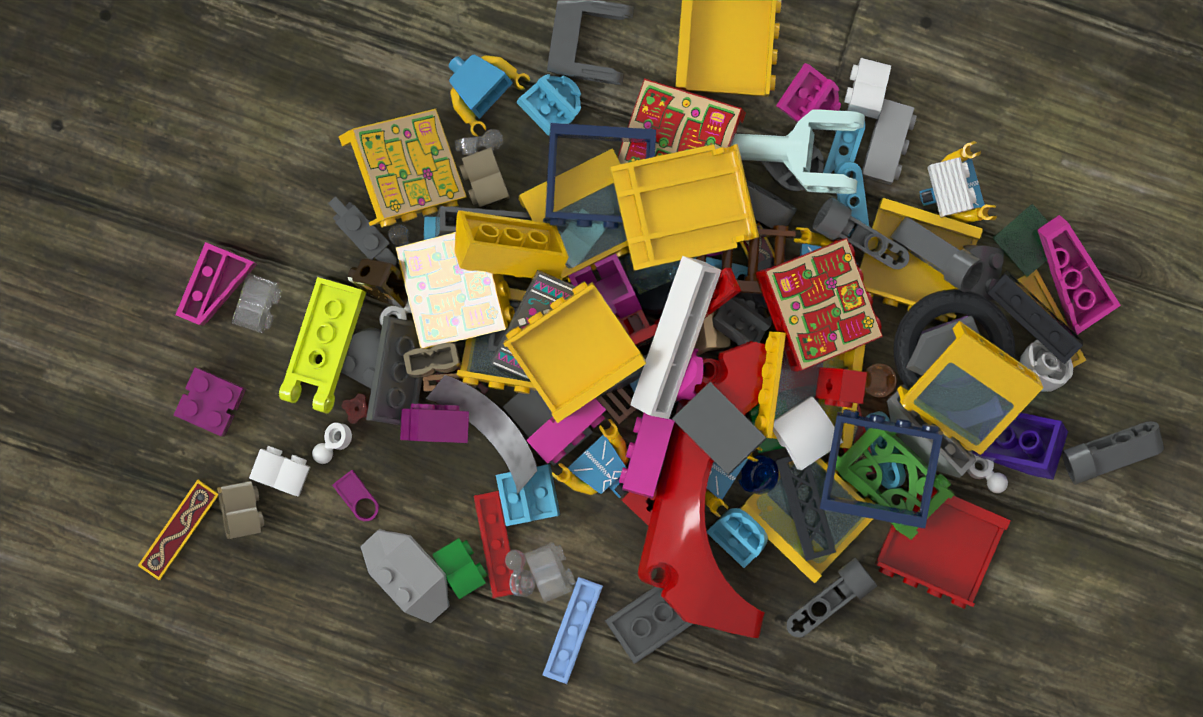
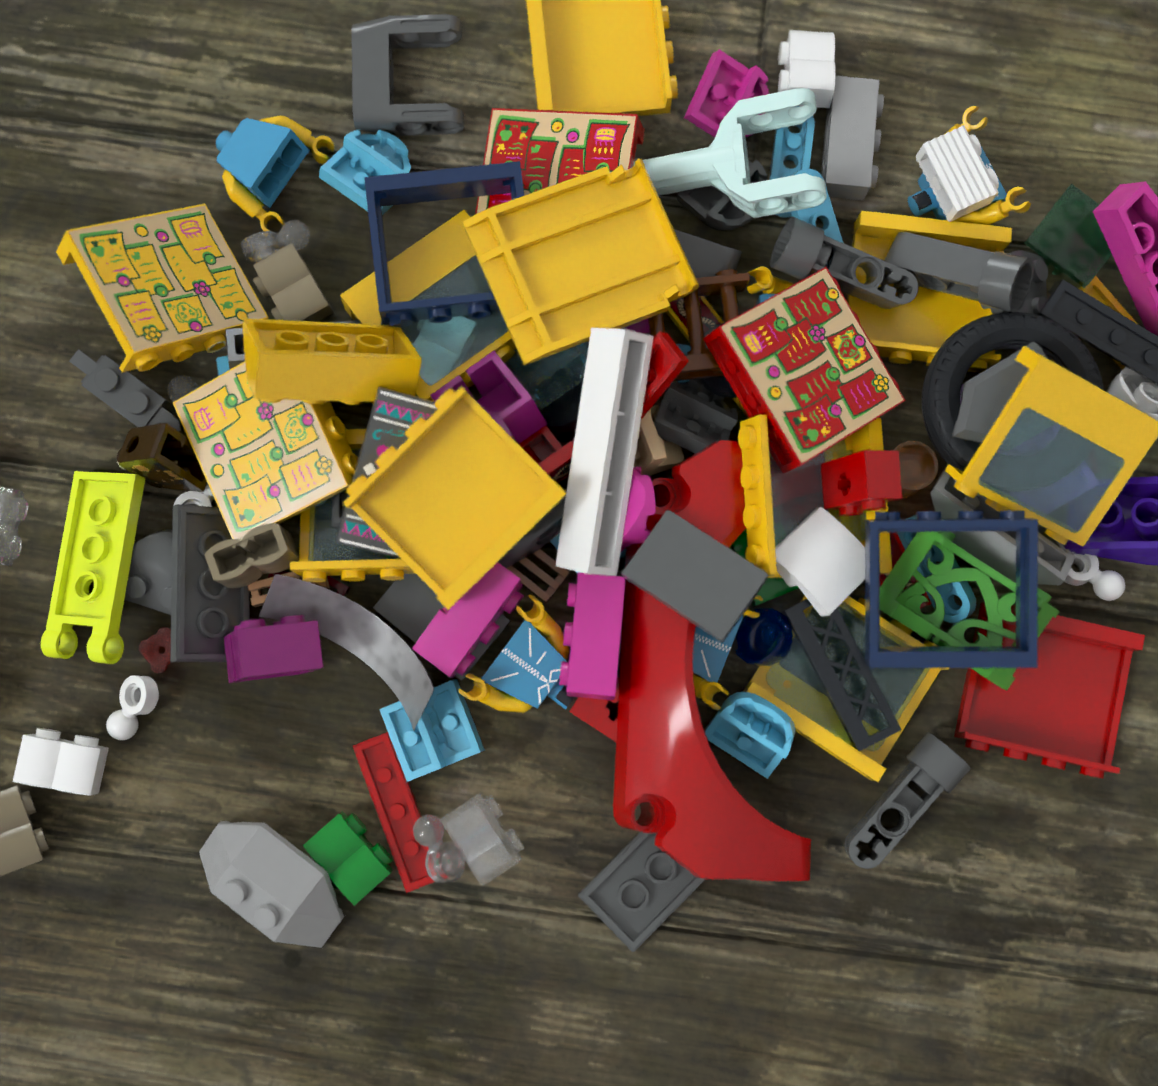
camera: 10 degrees left, 5 degrees down
(352, 491) = (174, 771): magenta piece -> none
(572, 630) = (532, 919): light blue tile -> none

